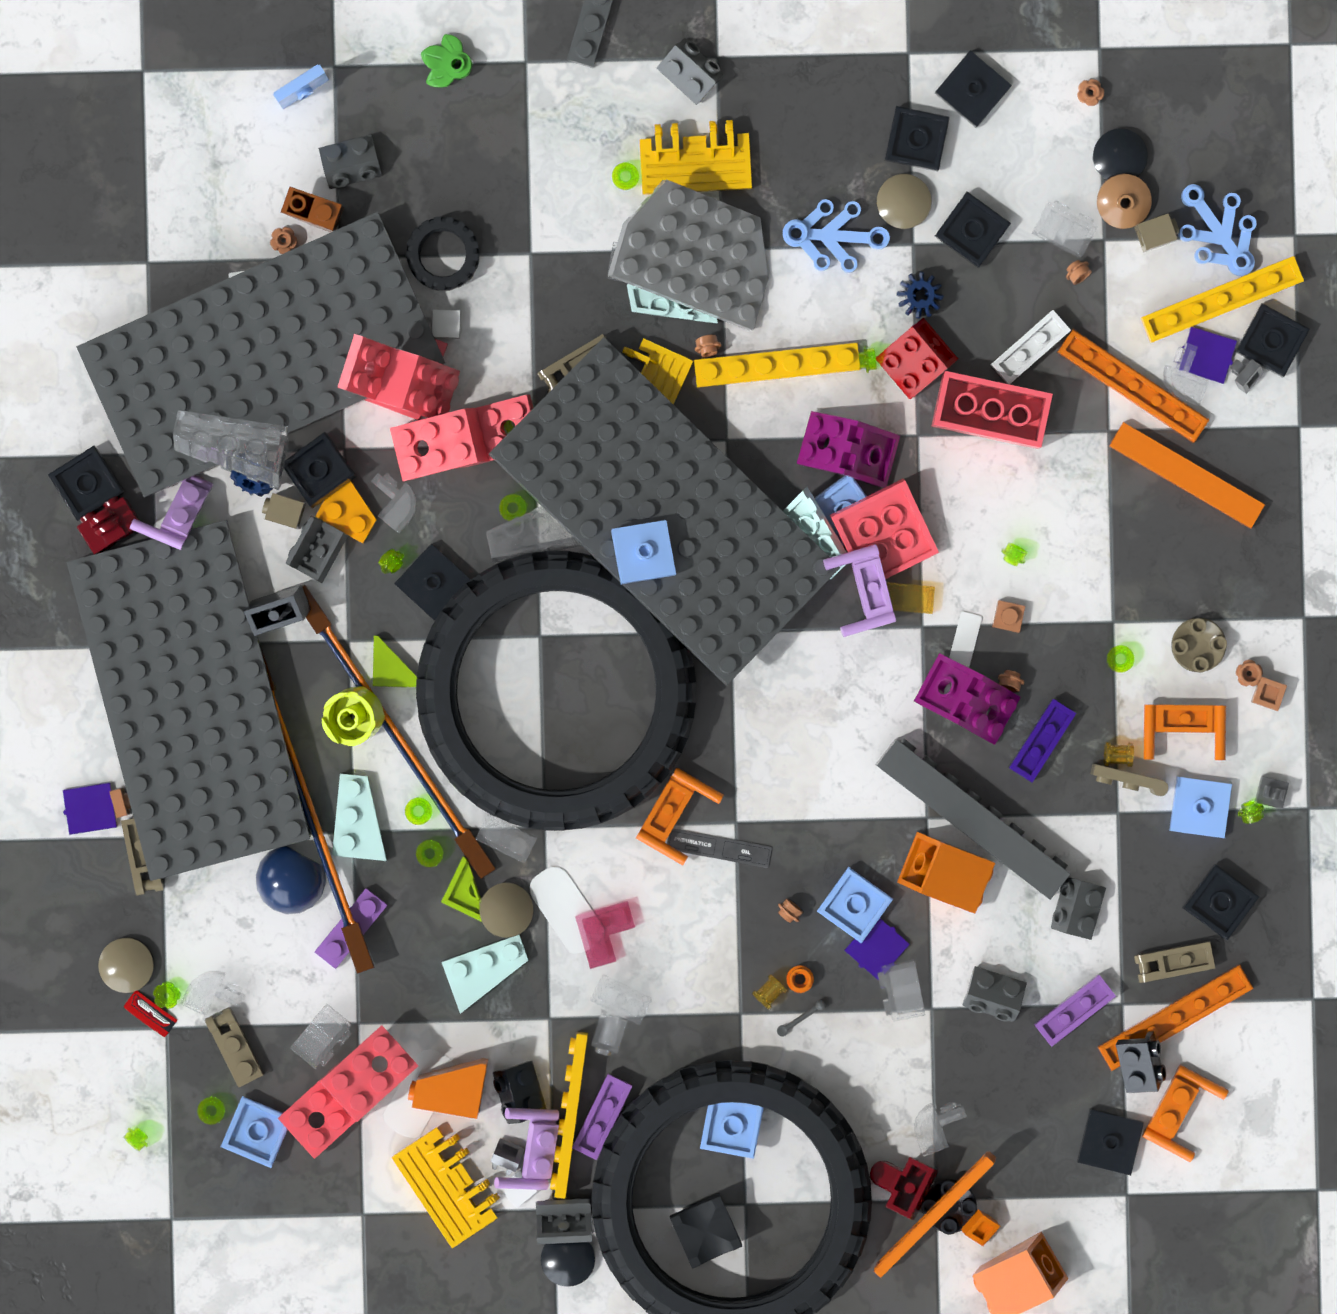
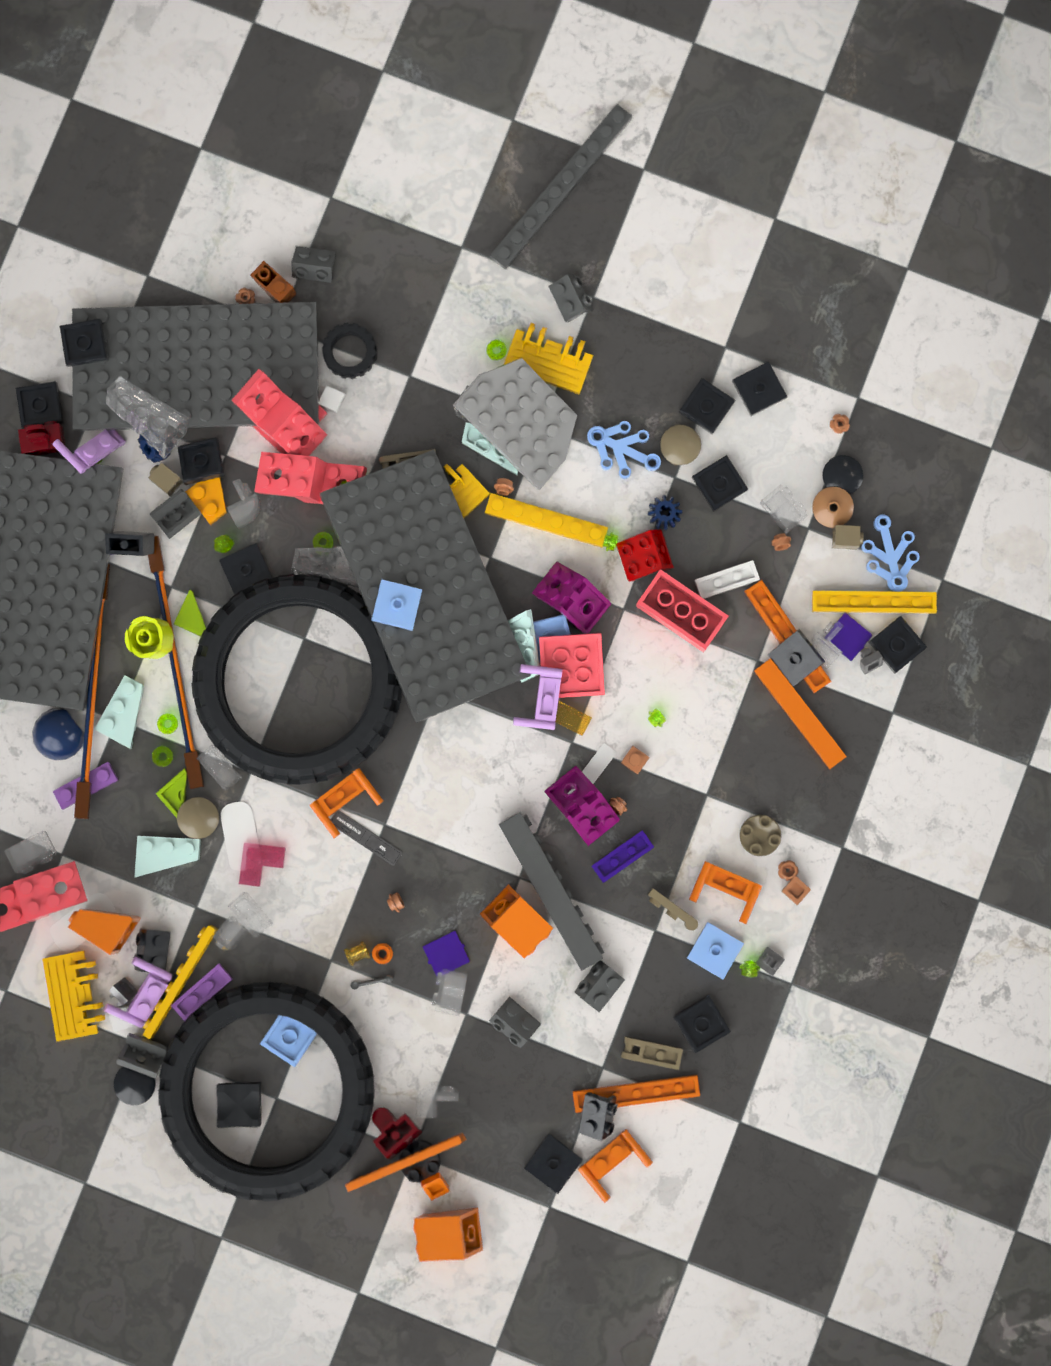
camera: 30 degrees right, 5 degrees down
(112, 385) = (83, 342): none -> black plate
(301, 86) = (300, 198): light blue plate -> none
(442, 61) = (405, 222): bright green plate -> none
(854, 904) = (442, 917): light blue plate -> none
(1074, 1010) = (566, 1057): medium lavender plate -> none
(1118, 754) = (672, 888): clear yellow bush -> none
(1129, 658) = (708, 822): clear neon green plate -> none
(1155, 409) = (796, 658): none -> plate

